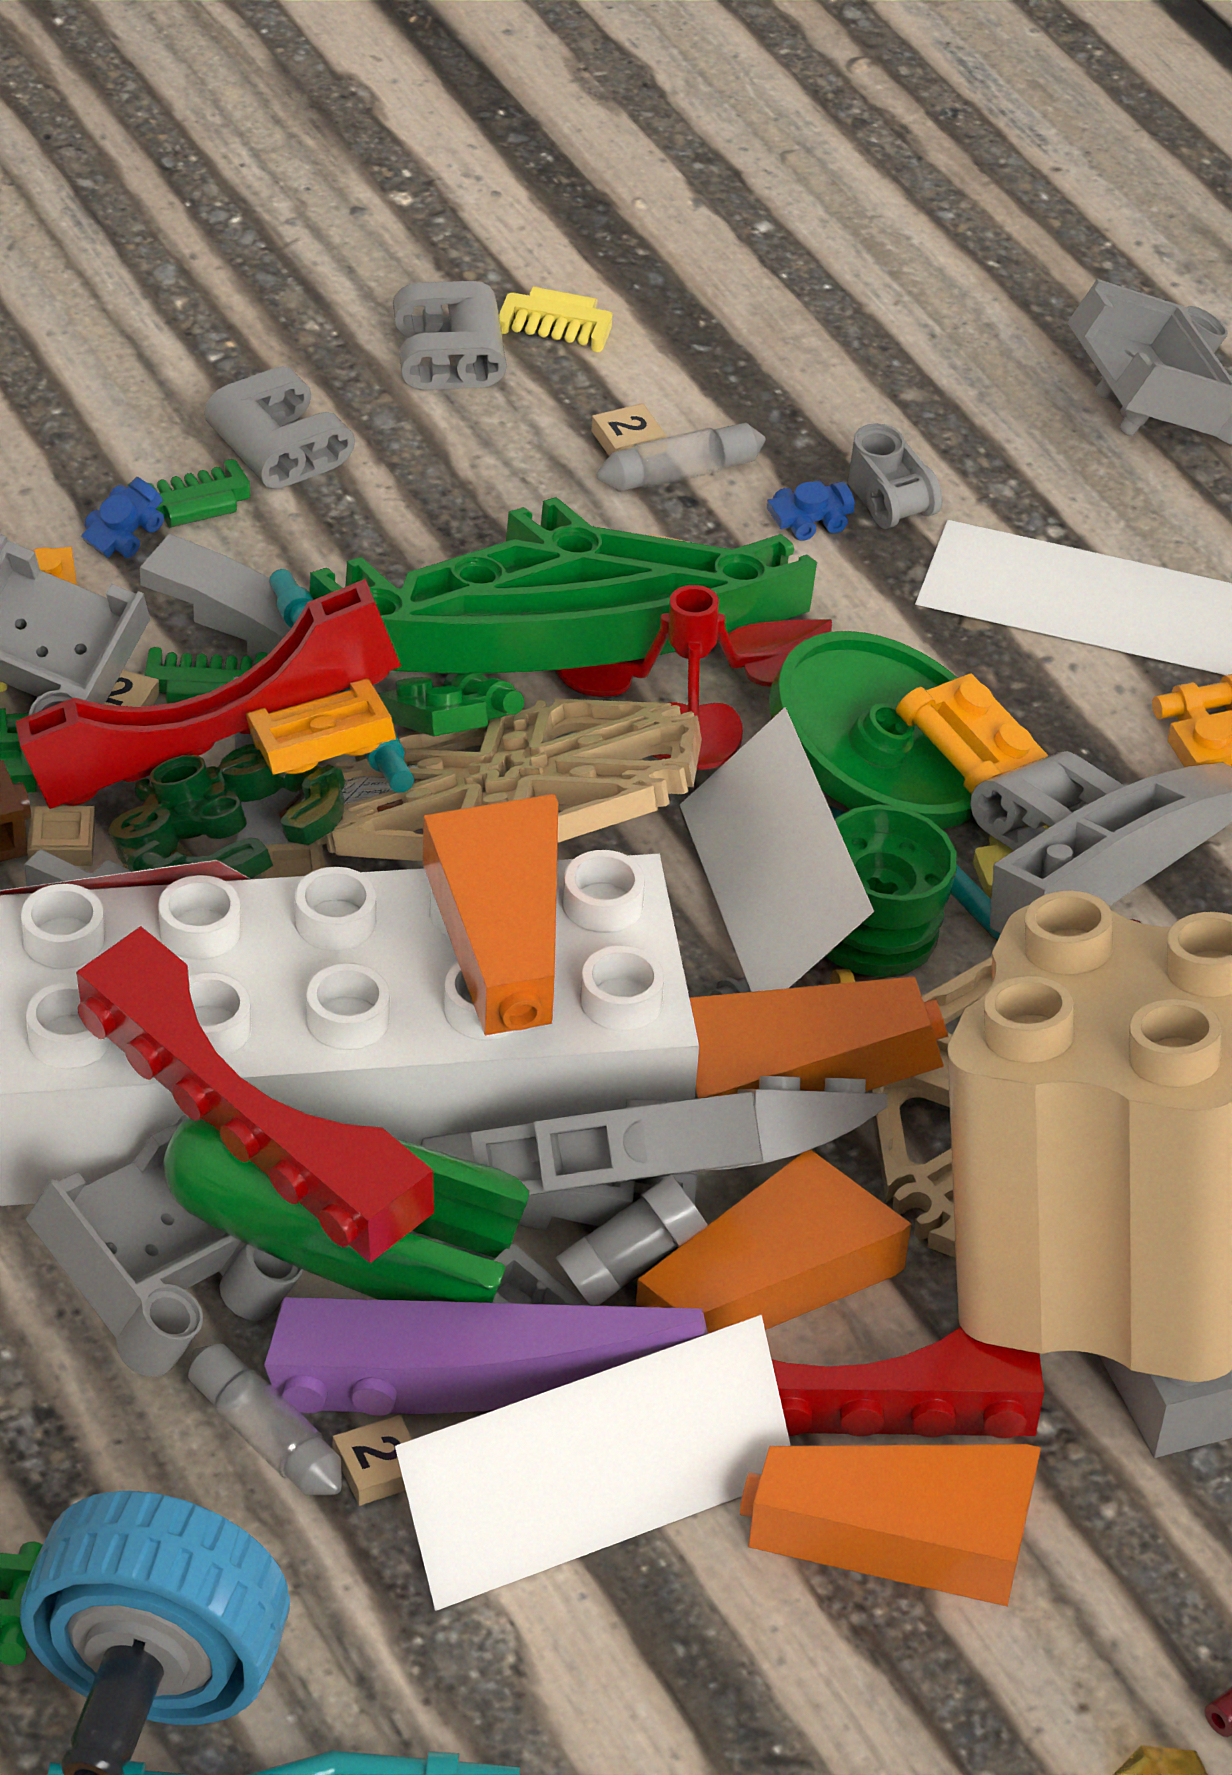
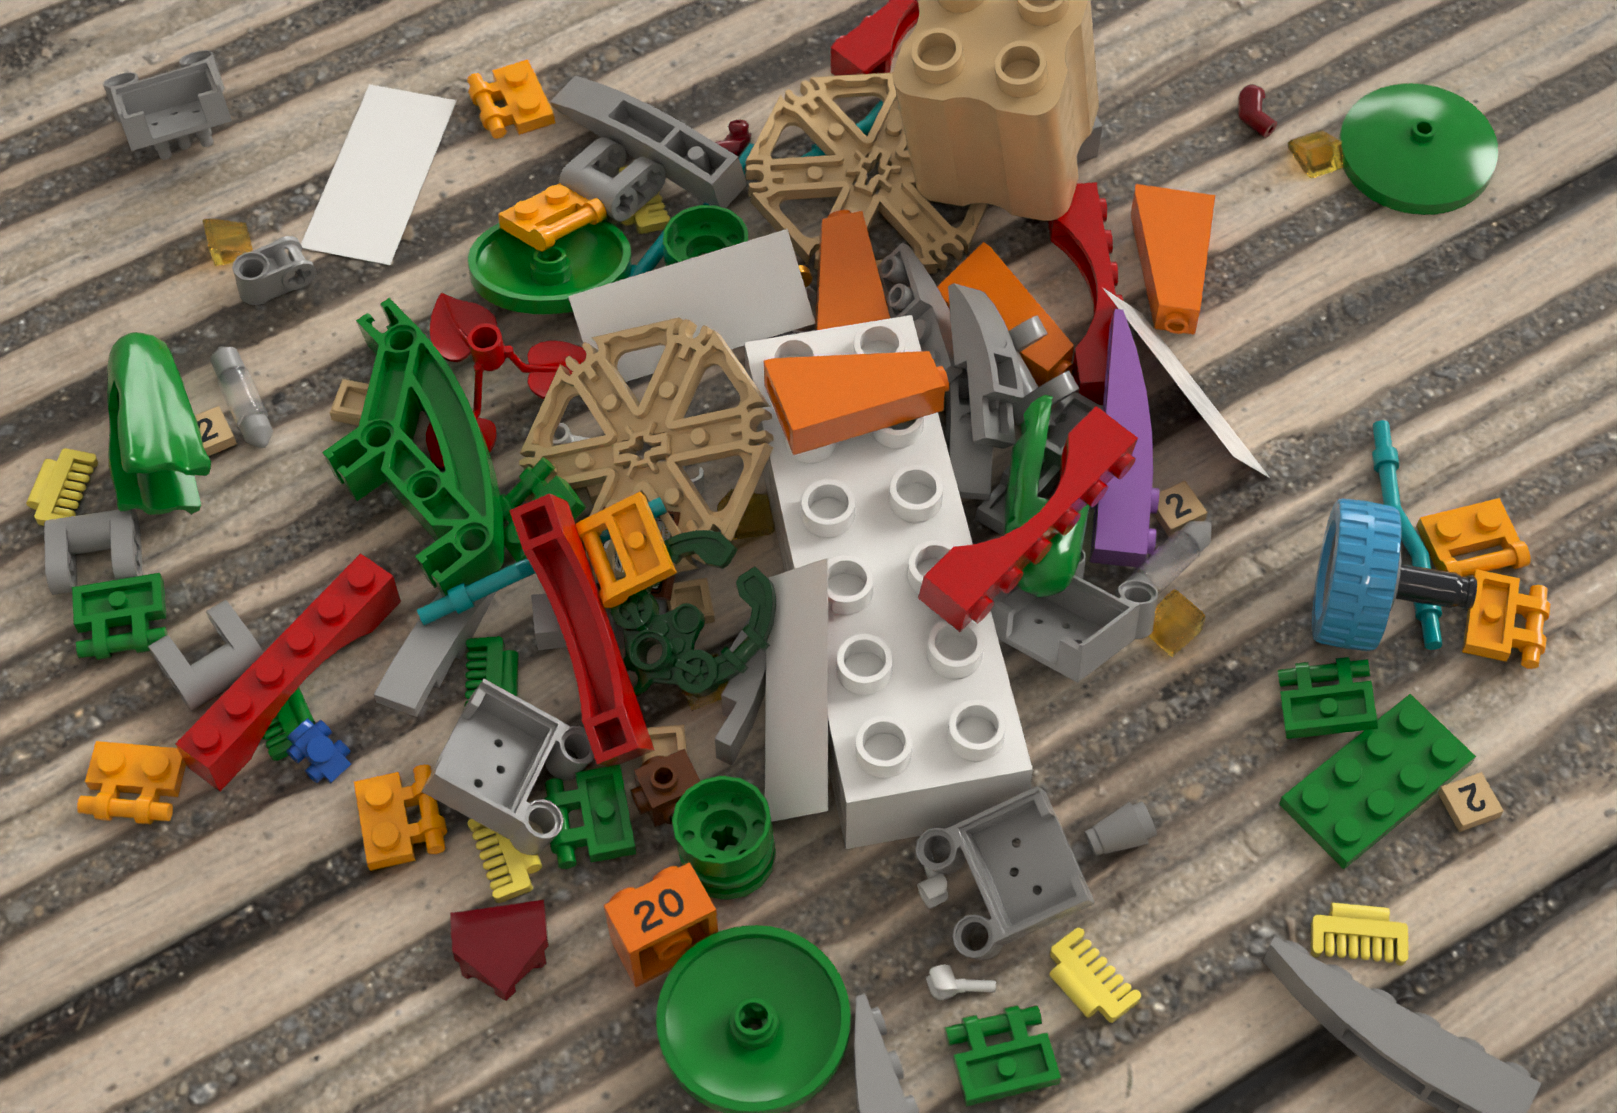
camera: 90 degrees left, 15 degrees up
(133, 381) = (136, 770): none -> light orange plate
(158, 435) = (235, 724): none -> red arch
(160, 1425) = (1176, 622): none -> clear yellow slope
(368, 365) = (119, 604): none -> green plate
(605, 350) = (152, 429): none -> green piece
(812, 503) = (294, 316): blue piece -> none
(949, 442) = (226, 240): none -> clear yellow slope

